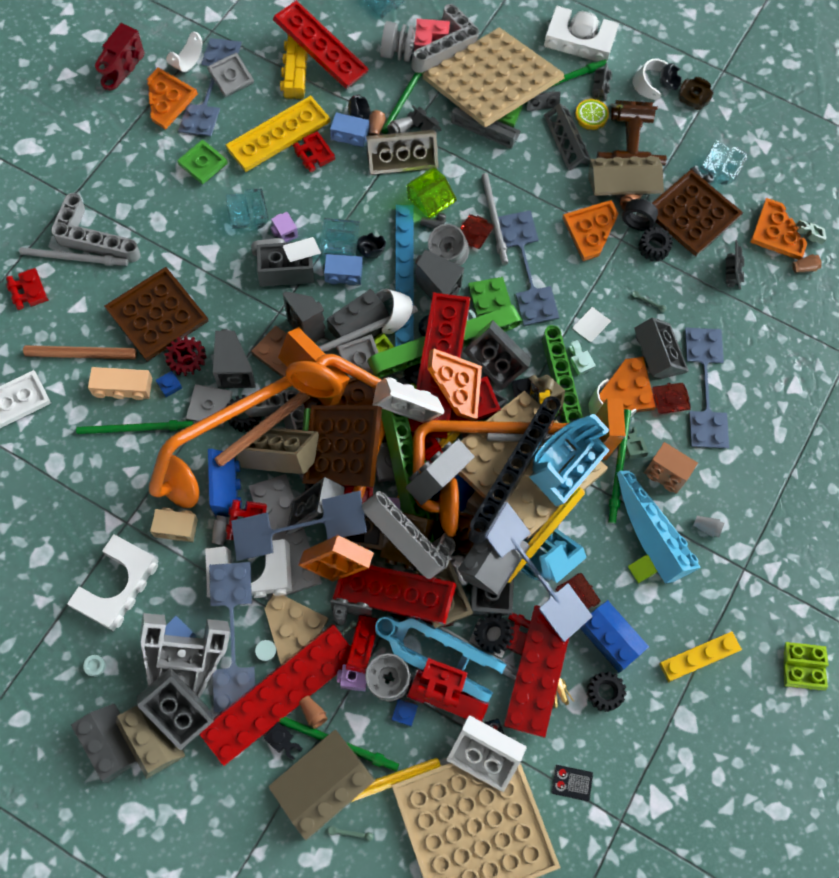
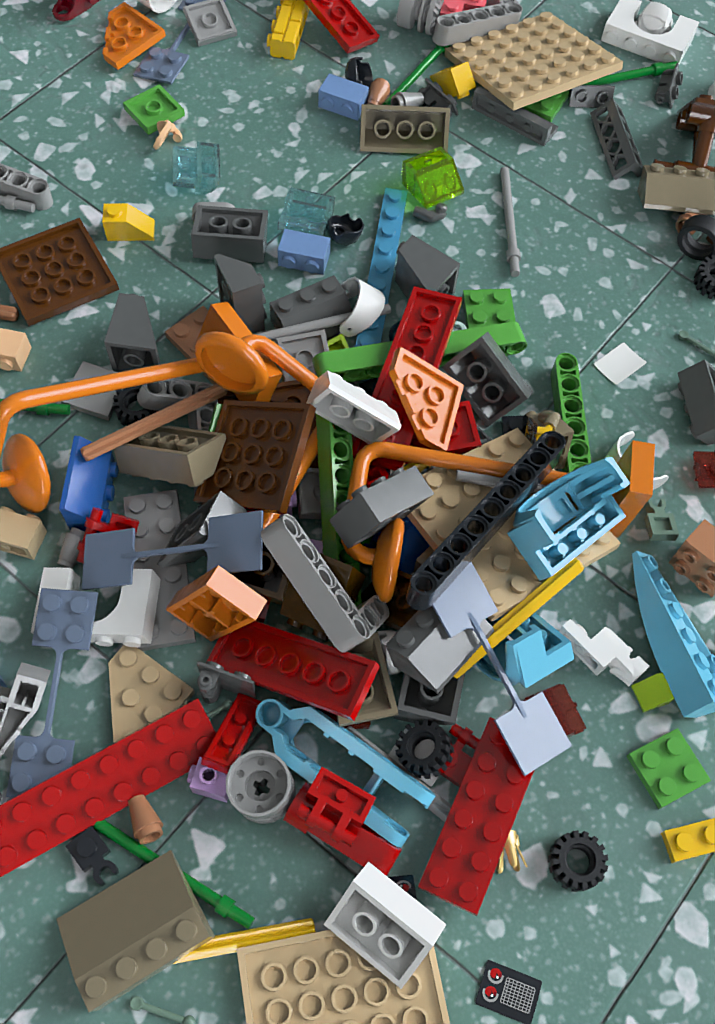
camera: 10 degrees right, 5 degrees down
(169, 384) = (50, 356): blue plate -> none
(186, 357) = (78, 325): dark red gear -> none
(203, 265) = (127, 223): none -> yellow slope
(215, 179) = (164, 129): none -> light nougat piece
(265, 651) = (97, 721): light aqua tile -> none
(278, 133) = (253, 90): yellow plate -> none
(284, 227) = (238, 192): lavender brick -> none
(301, 249) = (253, 217): white sticker -> none
(318, 148) = (300, 113): red plate -> none
(404, 712) = (276, 843): blue plate -> none
(434, 102) = (455, 80): none -> yellow slope
(446, 237) = (446, 232): light grey wheel -> none
(476, 230) = (481, 231): clear red piece -> none
(537, 303) = (547, 328): sand blue hinge -> none
(581, 360) = (600, 405): light aqua plate -> none
(591, 228) = (634, 247): orange plate -> none
(592, 114) = (651, 120): tile -> none
(605, 545) = (604, 651): none -> white plate
(614, 502) = (623, 594): green bar -> none
(614, 636) = (598, 782): blue slope -> none
(632, 385) = (672, 446): orange plate -> none
(659, 619) = (668, 768): none -> bright green plate

